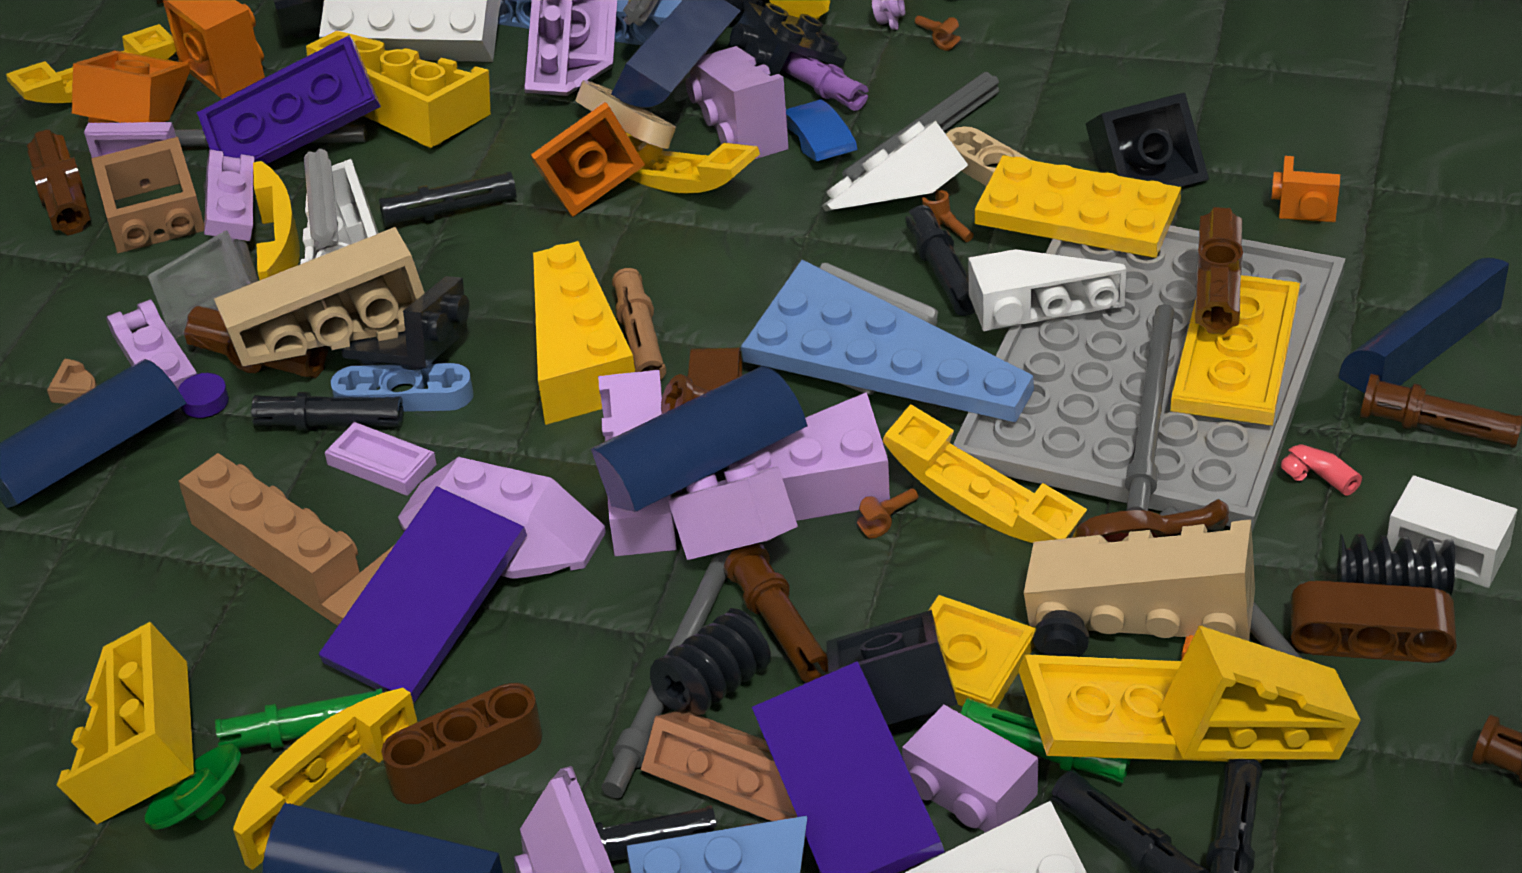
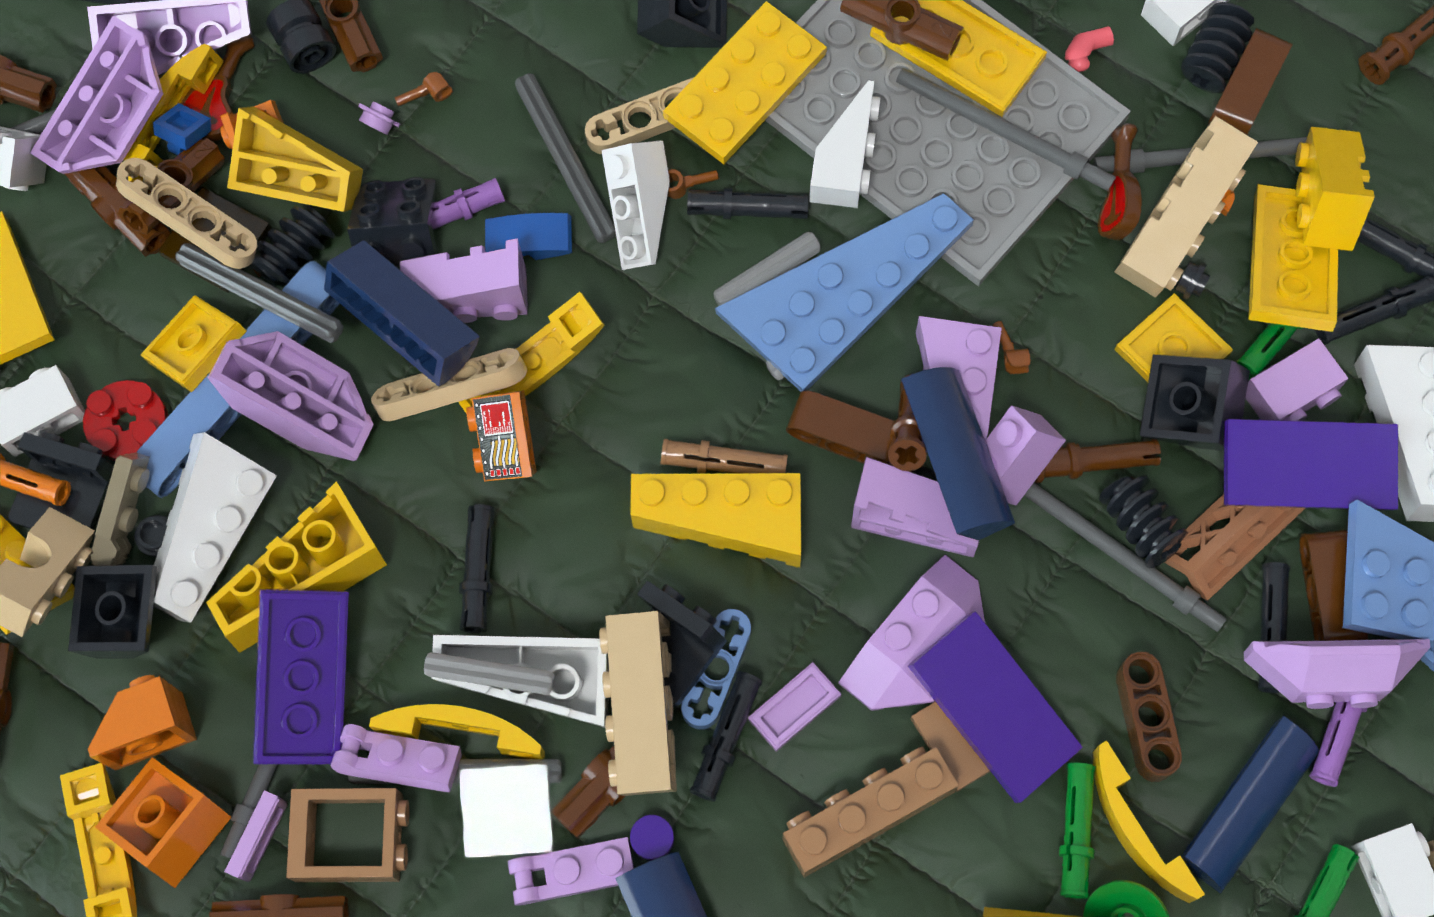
camera: 70 degrees left, 30 degrees up
(974, 487) = (1026, 273): yellow slope -> none

